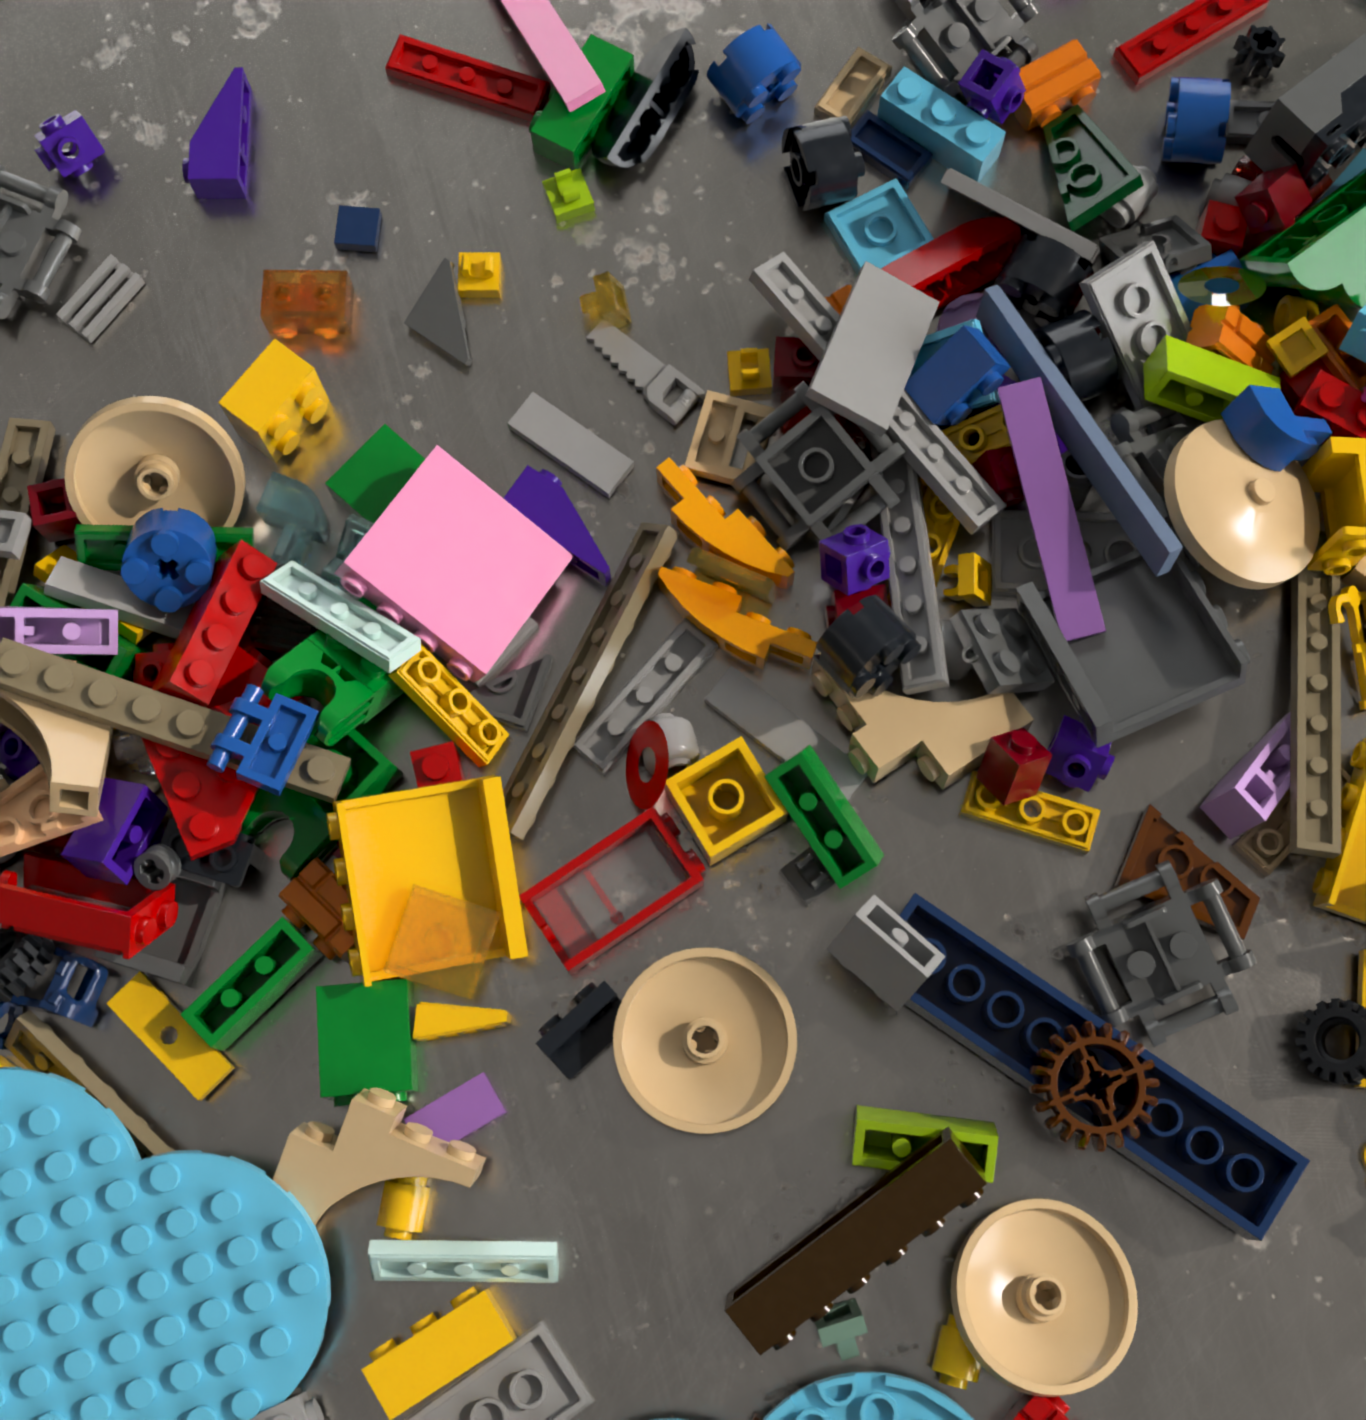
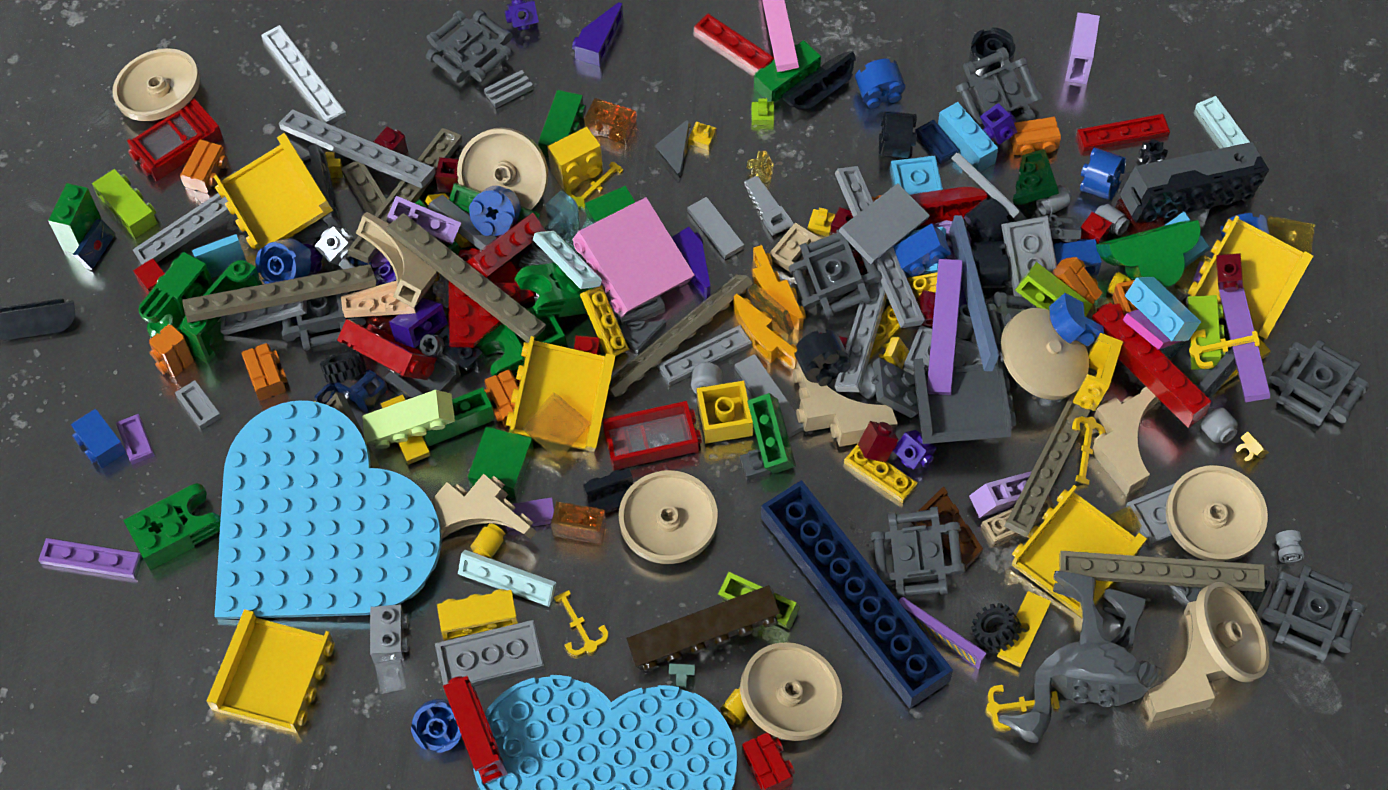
camera: 20 degrees right, 15 degrees down
(173, 1034) = (408, 419): none -> yellowish green brick
(221, 333) = (562, 119): none -> green brick
(276, 744) = (512, 302): blue plate -> none
(310, 474) = (595, 185): none -> yellow piece
(357, 228) = (649, 96): dark blue tile -> none
(446, 1020) = (546, 468): yellow slope -> none
(551, 1110) = (578, 522): none -> clear orange brick
(647, 735) = (697, 368): red piece -> none
(658, 1328) = (590, 645): none -> yellow piece
(853, 87) = (930, 107): tan tile -> none
(854, 559) = (836, 317): dark purple brick -> none
(885, 953) = (772, 495): light grey brick -> none
(1103, 1106) = (853, 613): reddish brown gear -> none
(1250, 287) = (1092, 252): clear neon green piece -> none
(1253, 1082) = (945, 635): none -> medium lavender tile
(1274, 200) = (1123, 220): dark red brick -> none
(1297, 347) = (1107, 292): yellow tile -> none

